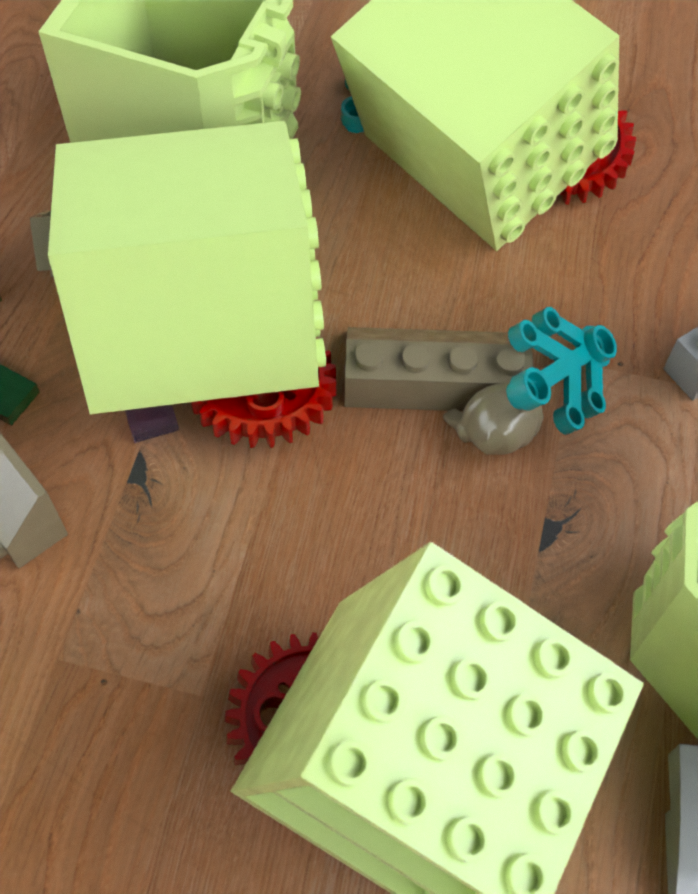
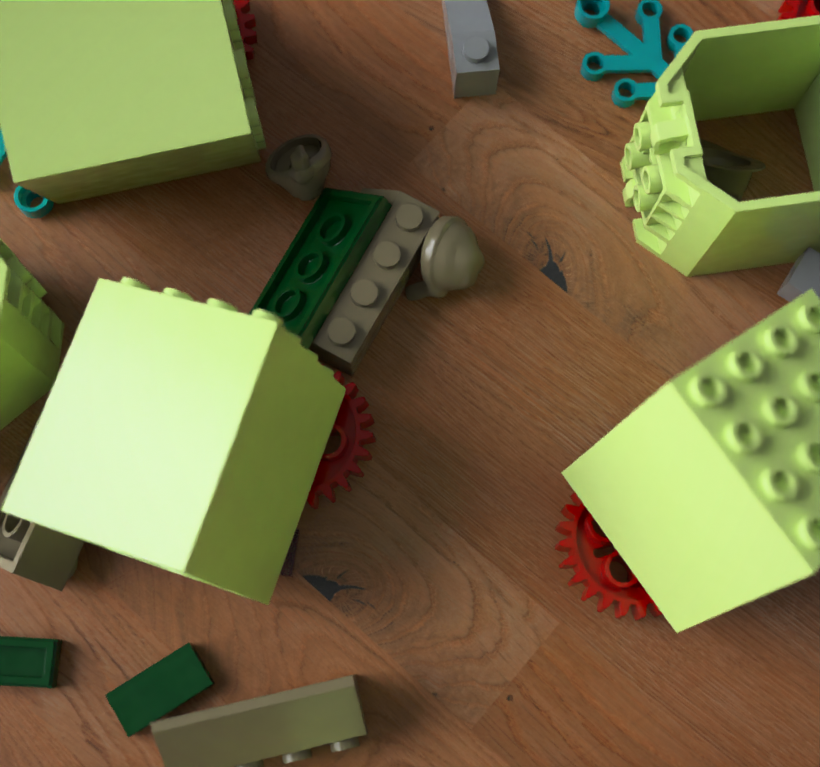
camera: 65 degrees left, 15 degrees up
(418, 320) = (322, 260): none -> dark green tile
(506, 272) = (301, 166): none -> dark tan hat
(532, 386) = (414, 141): teal plant -> none

